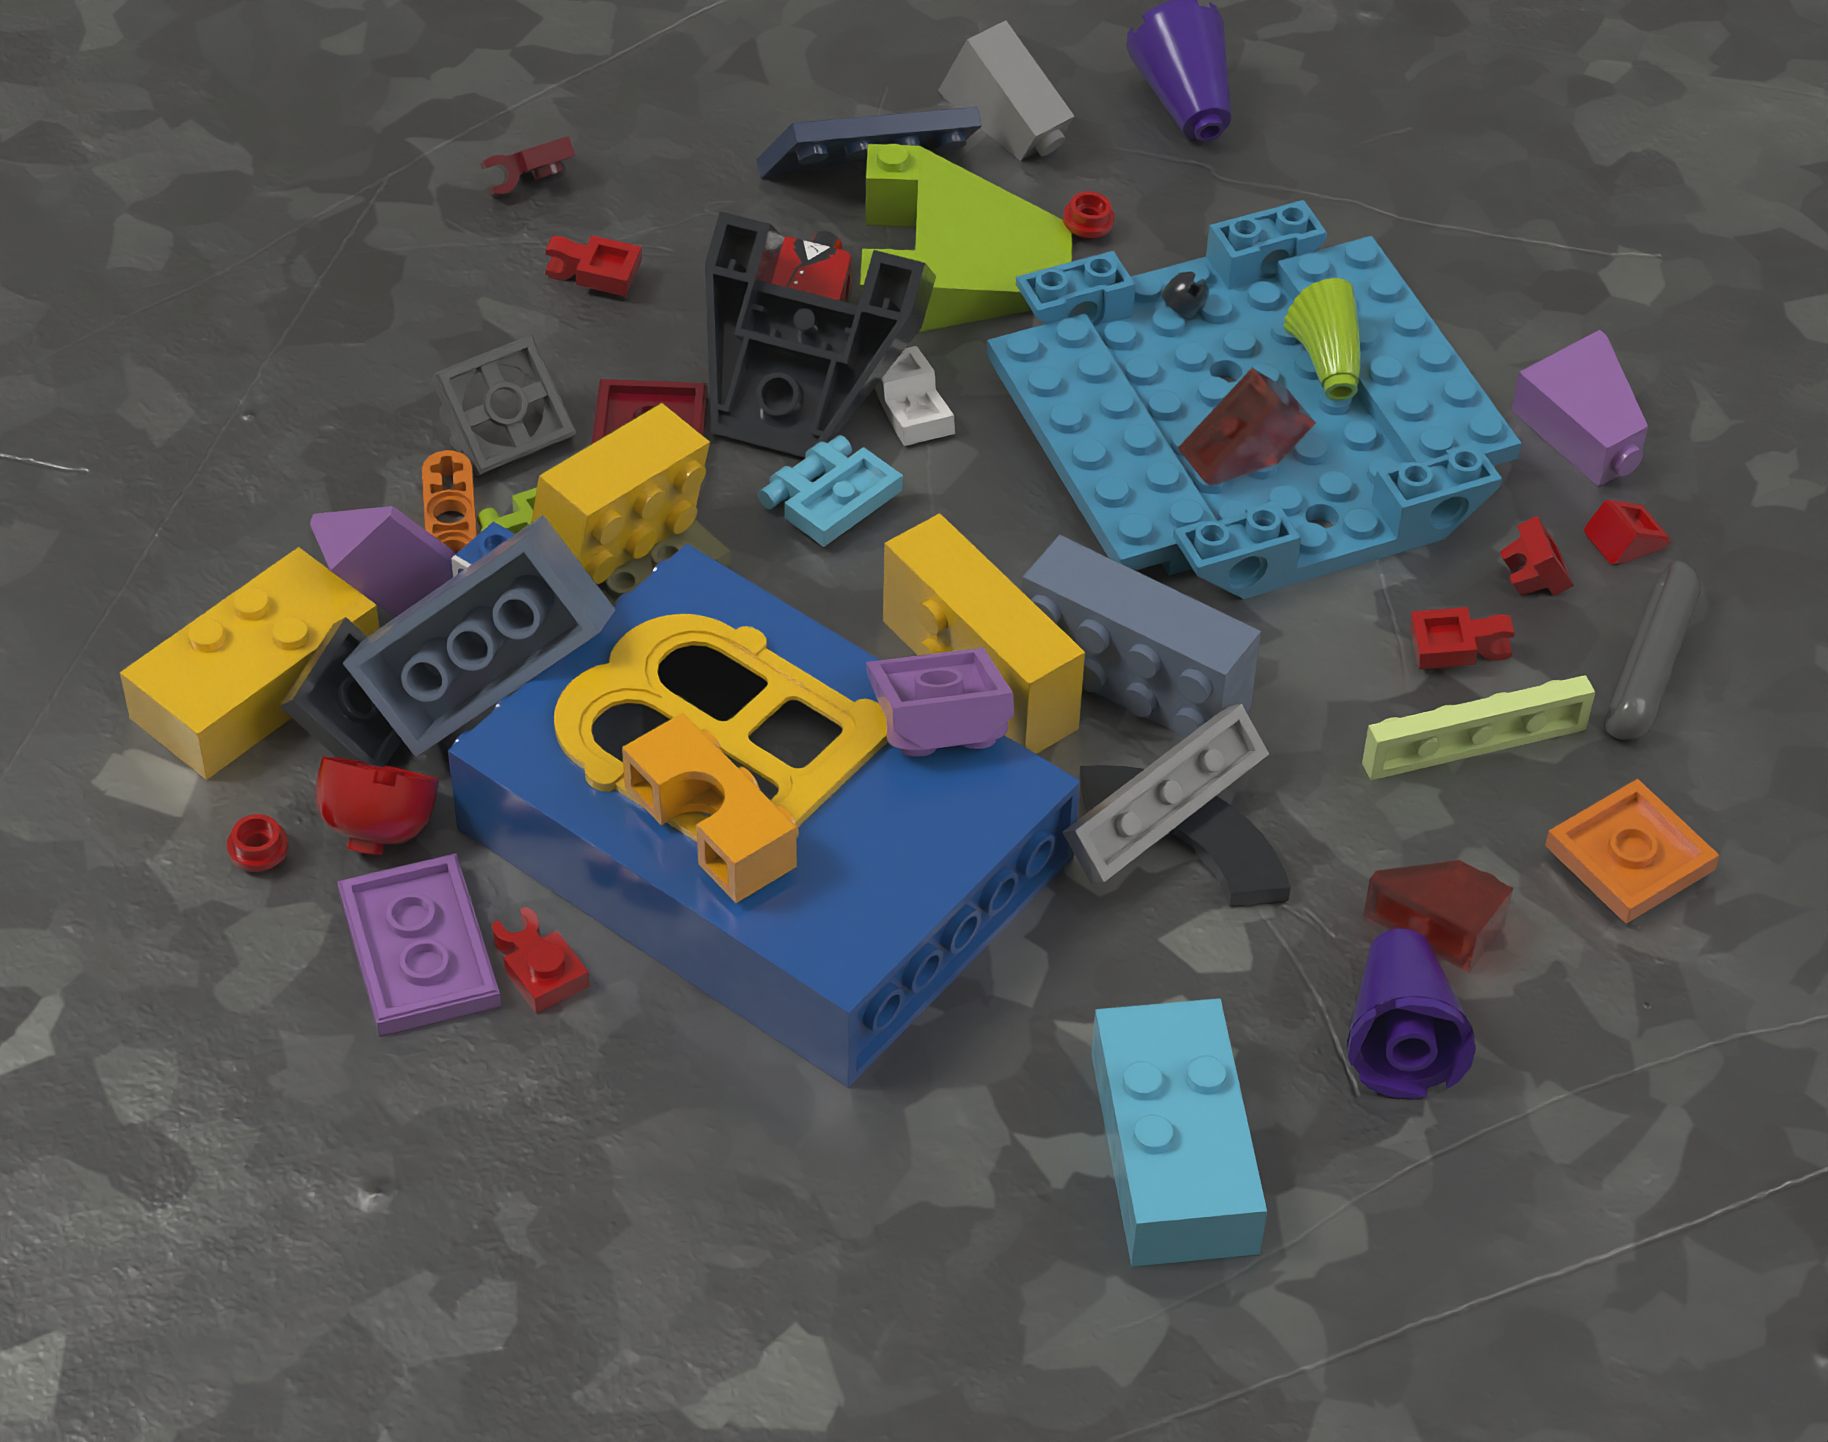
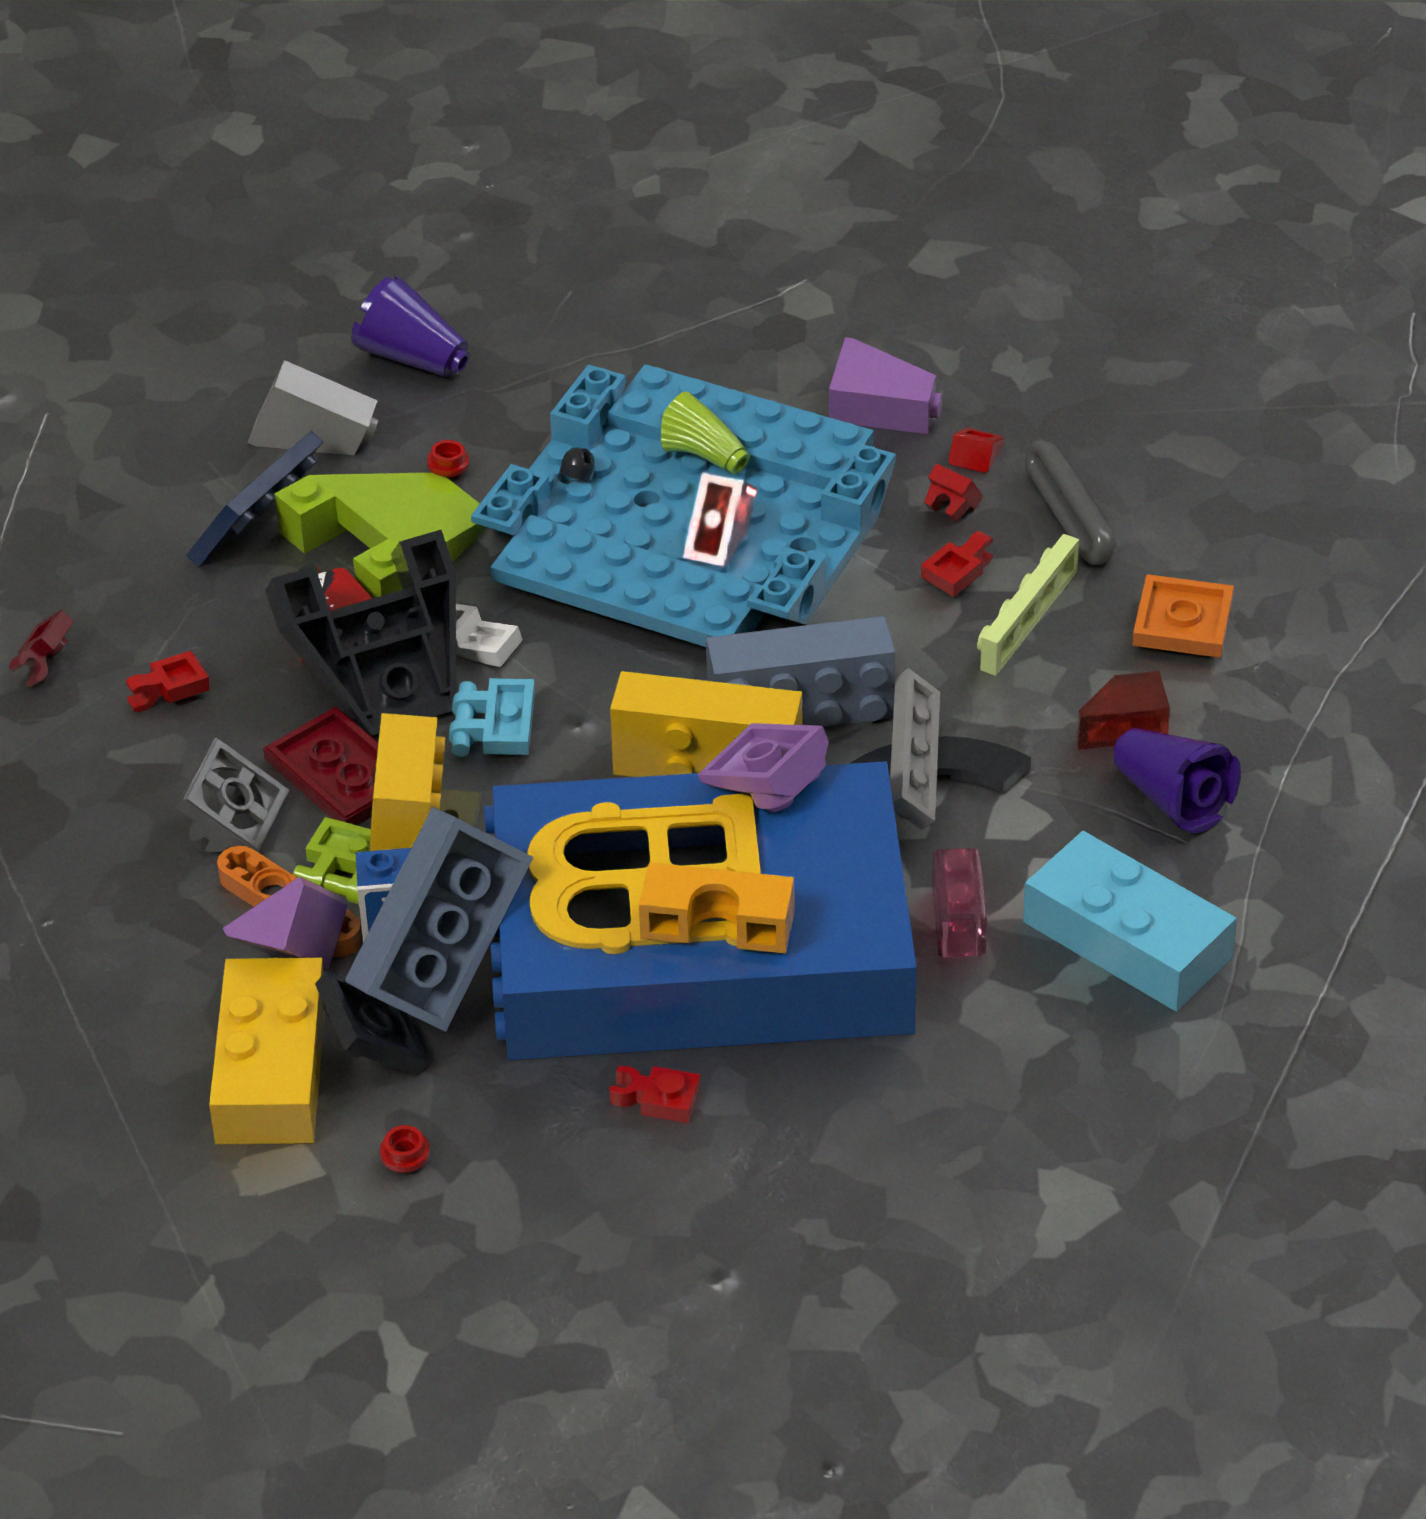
camera: 40 degrees left, 5 degrees down
(373, 802) = (461, 1071): red cylinder -> none
(418, 944) = (573, 1134): medium lavender tile -> none
(1029, 983) = (959, 902): none -> clear pink brick

